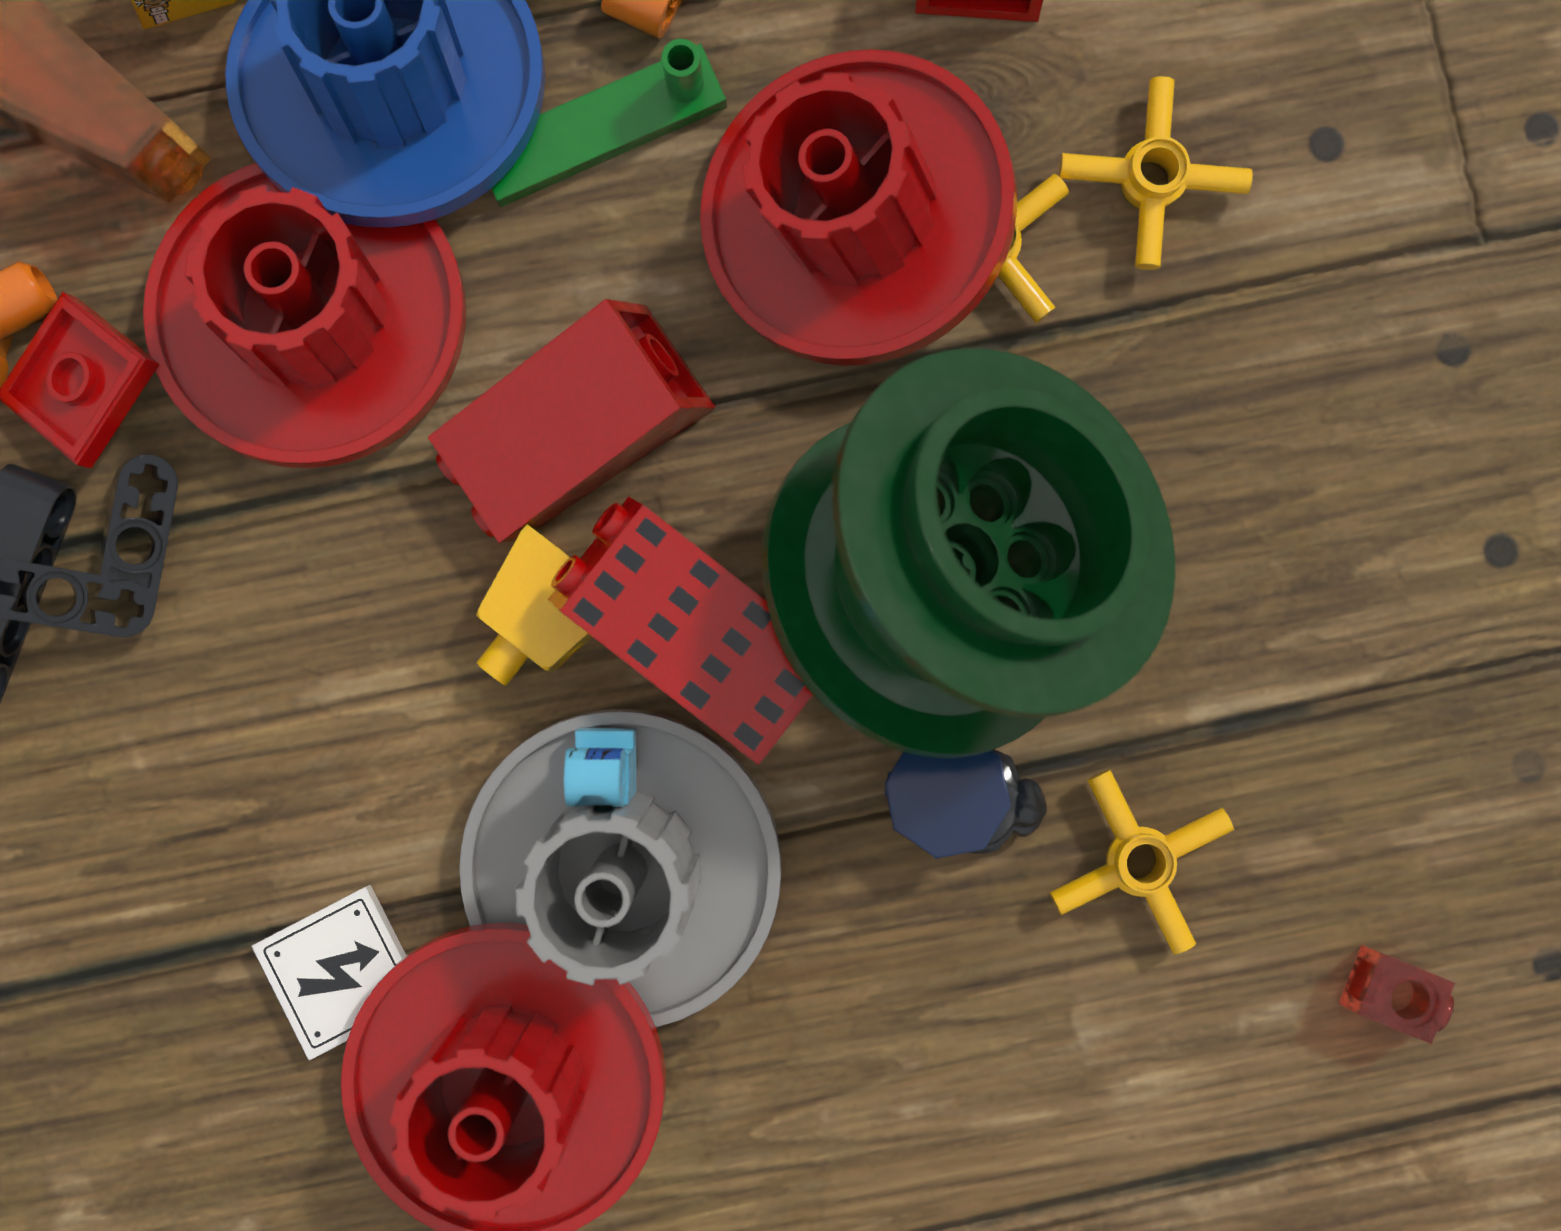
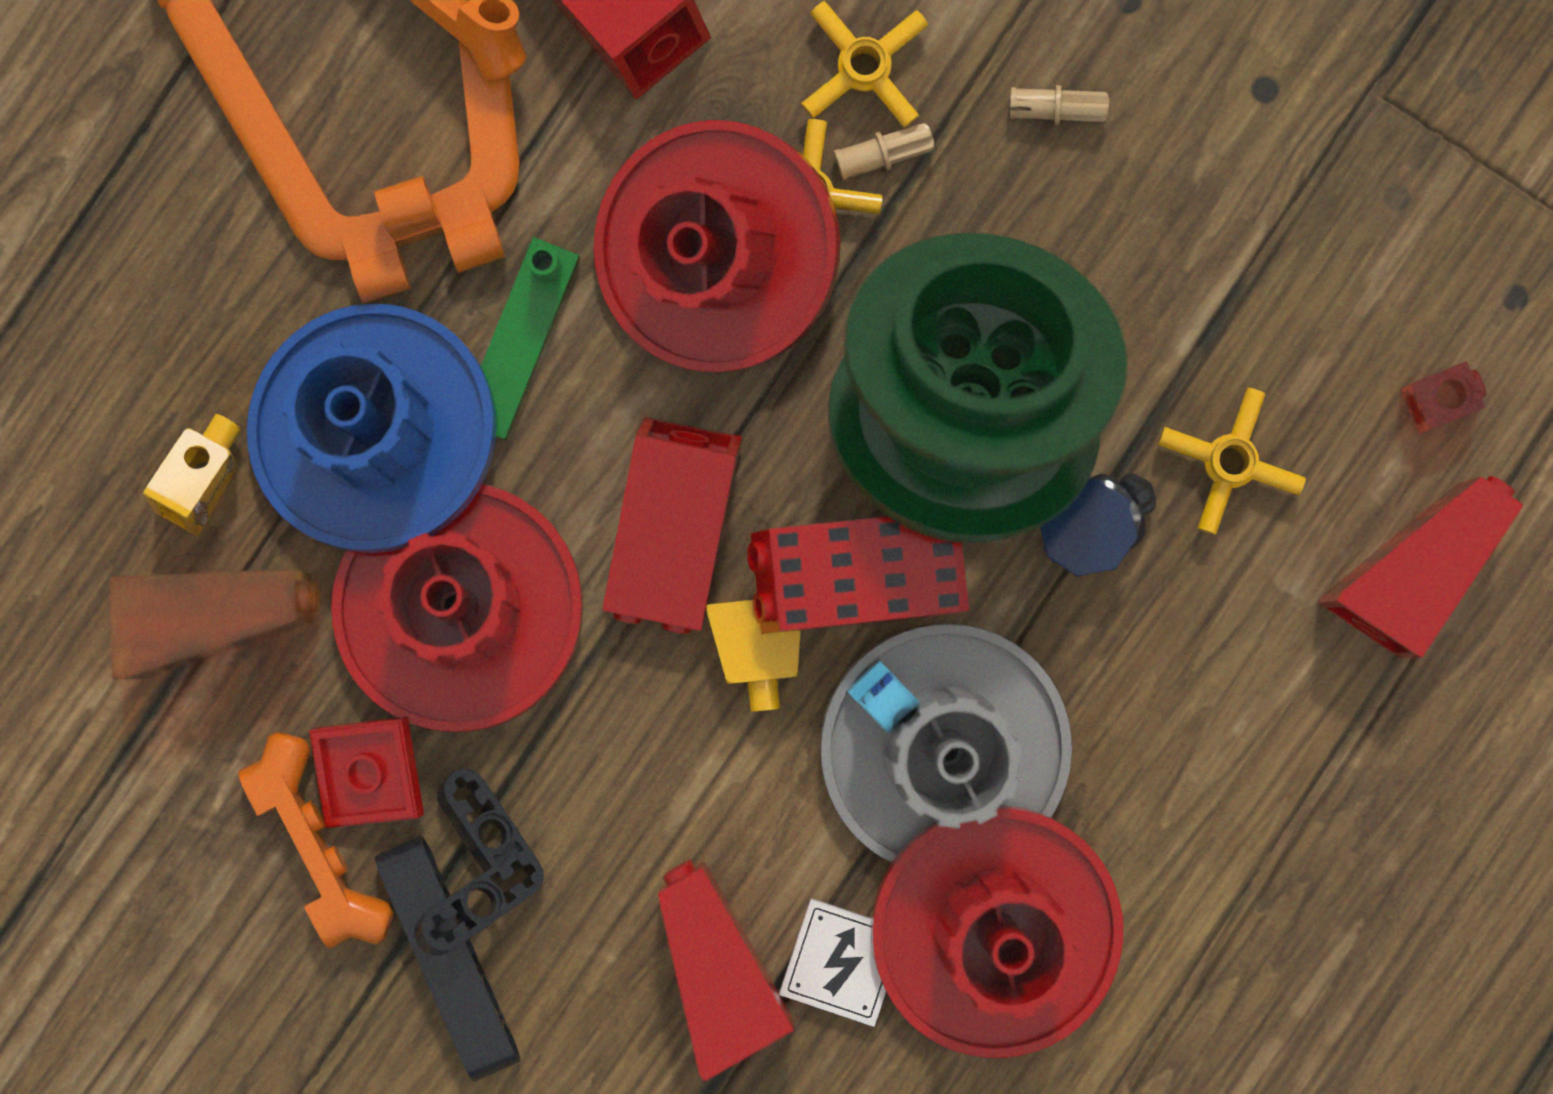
camera: 50 degrees left, 0 degrees up
(205, 874) = (720, 978): none -> red slope
(1096, 270) = (884, 151): none -> tan axle
(1231, 1142) = (1424, 570): none -> red slope
(1298, 381) = (1059, 105): none -> tan axle

